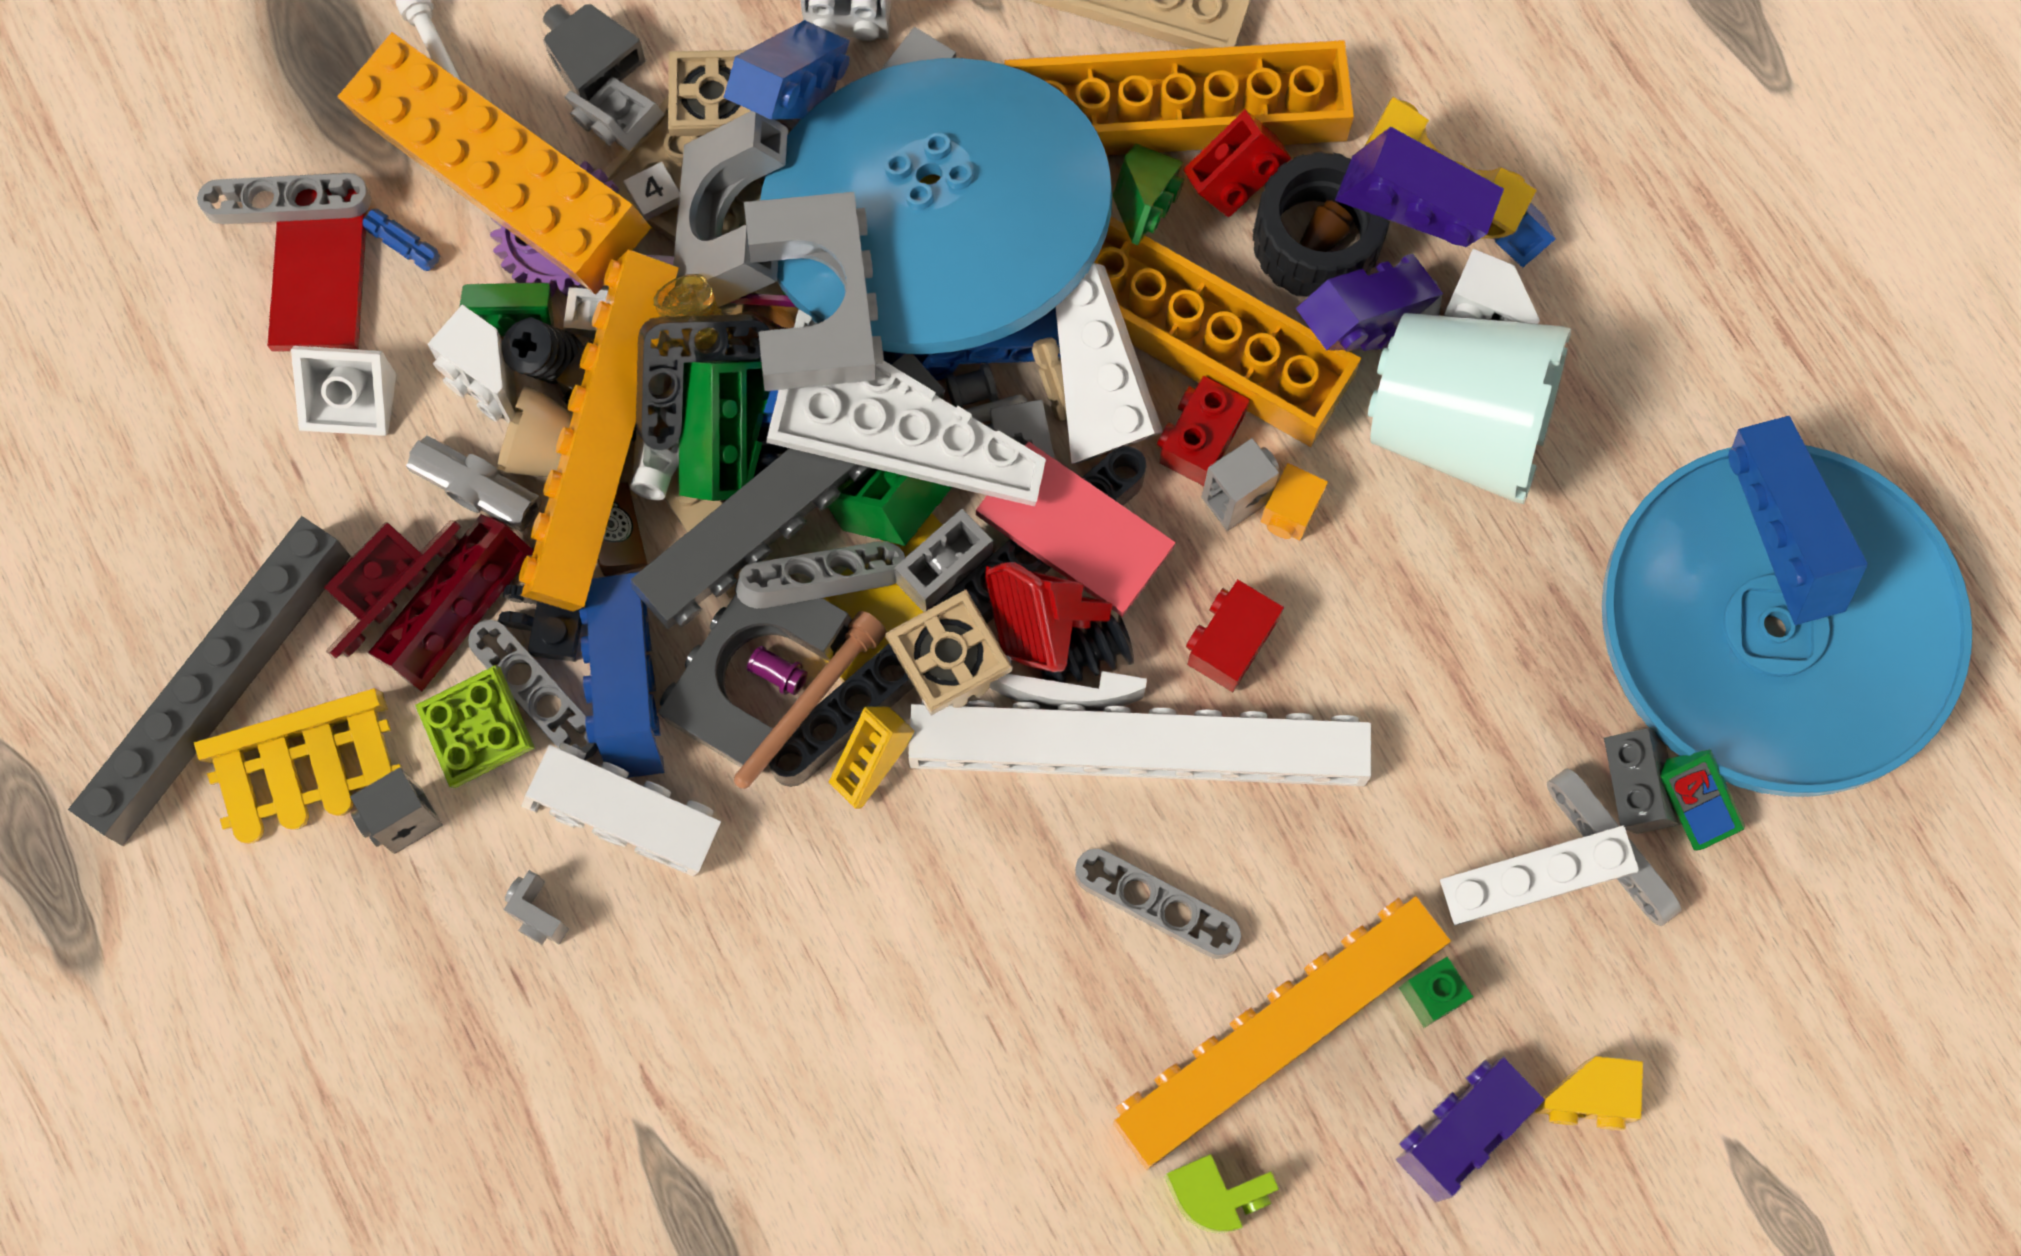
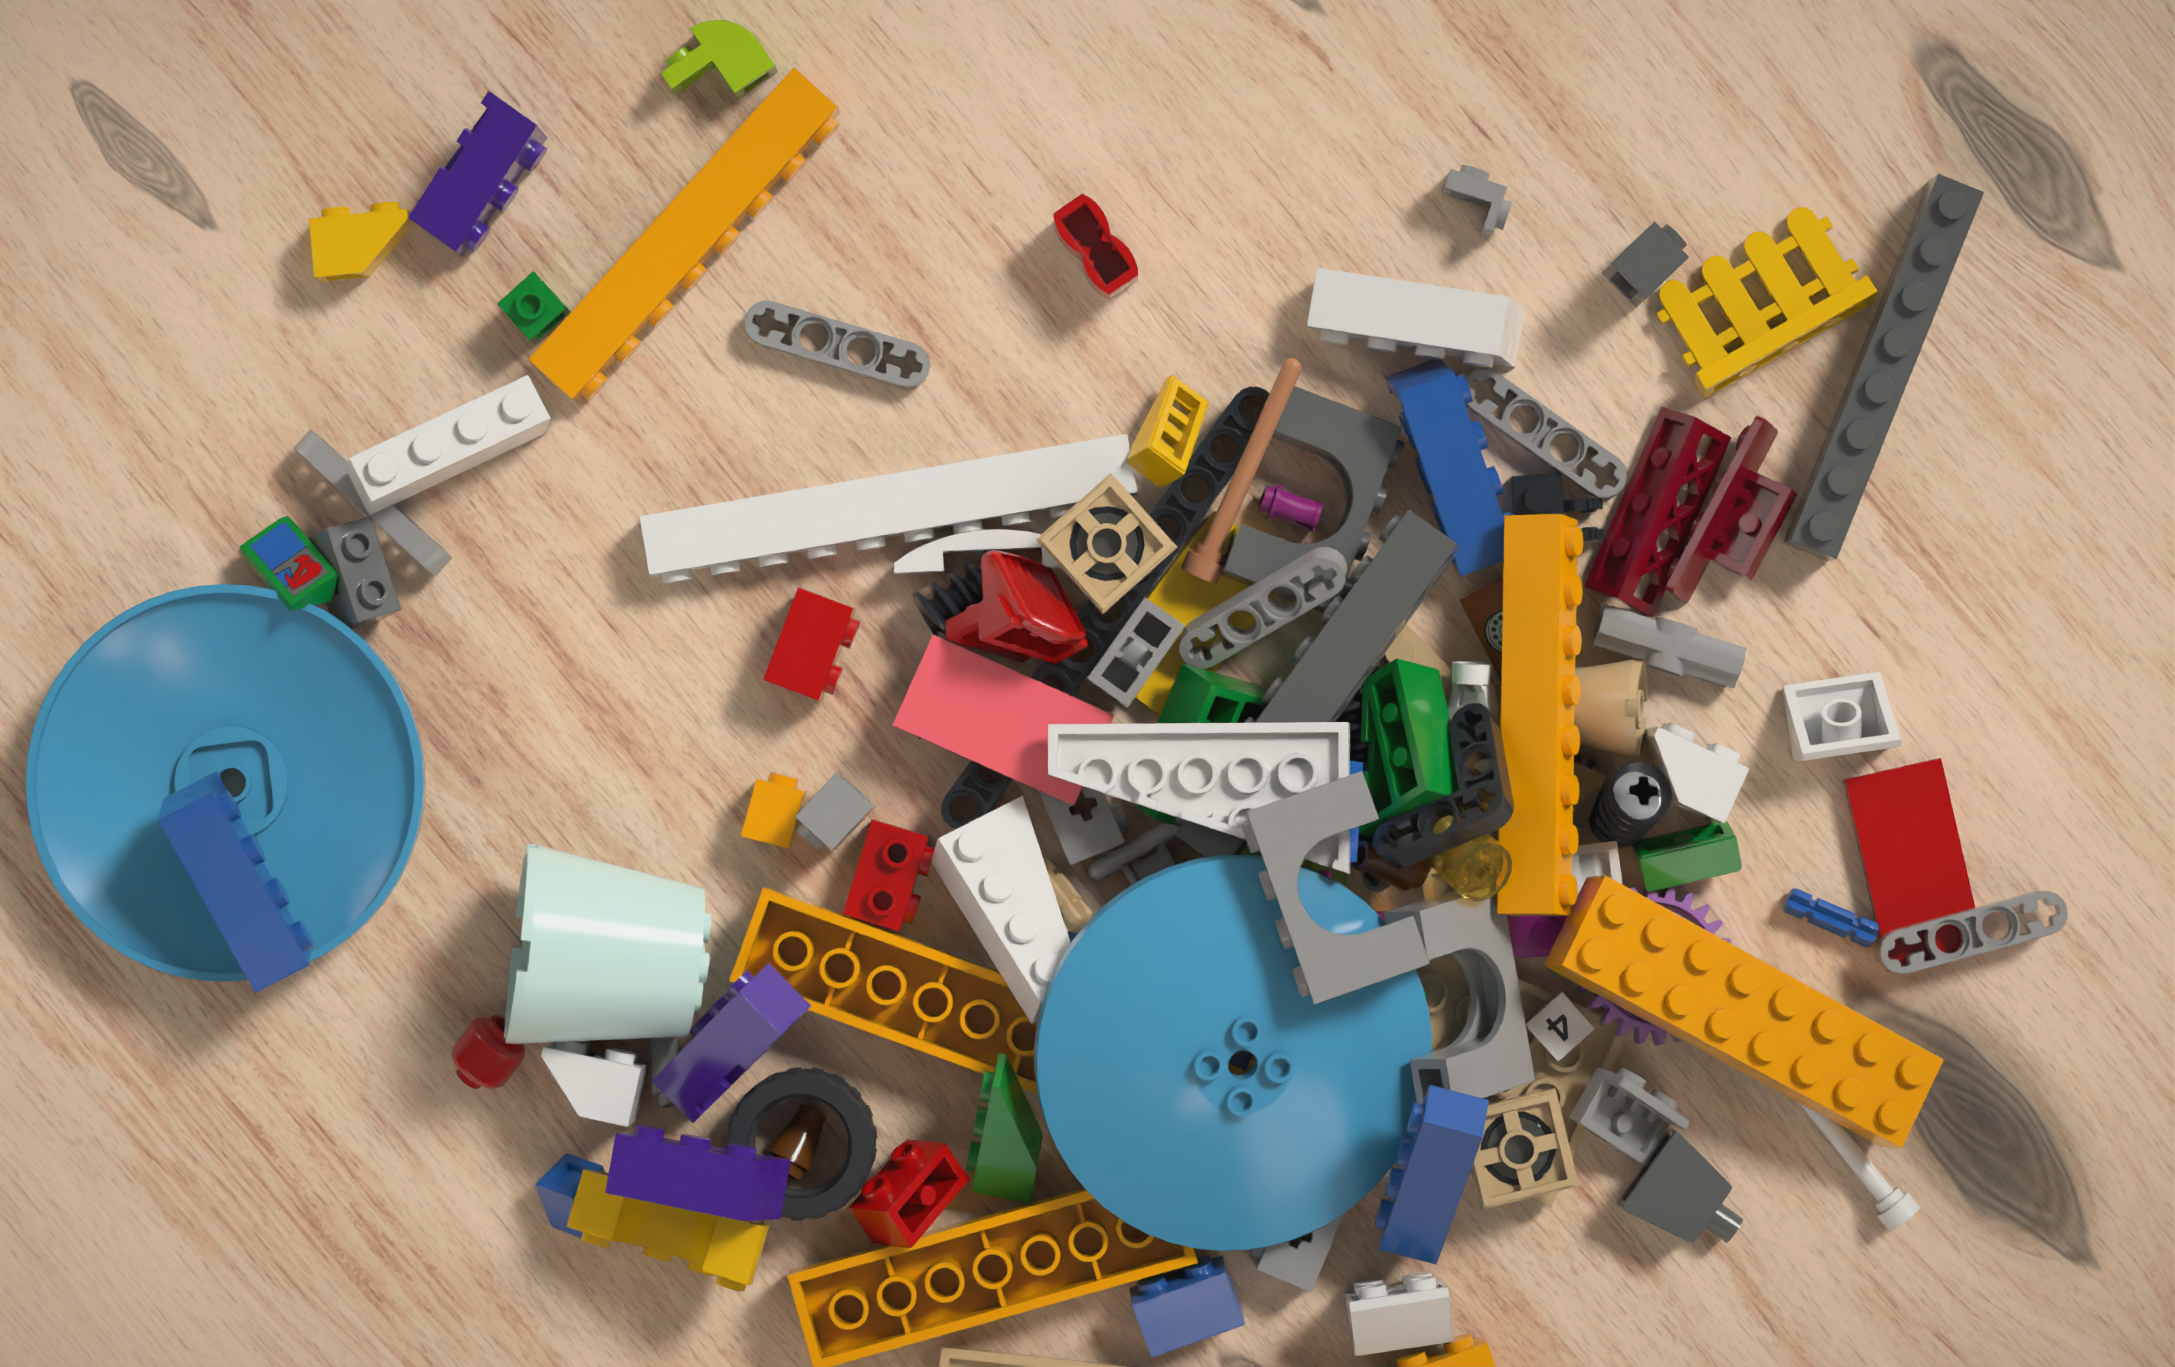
camera: 170 degrees right, 15 degrees up
(474, 726) = (1593, 378): lime tile -> none
(894, 927) = (1087, 235): none -> red brick
(1020, 33) = (1186, 1305): none -> blue brick
(1586, 357) = (483, 1054): none -> red head

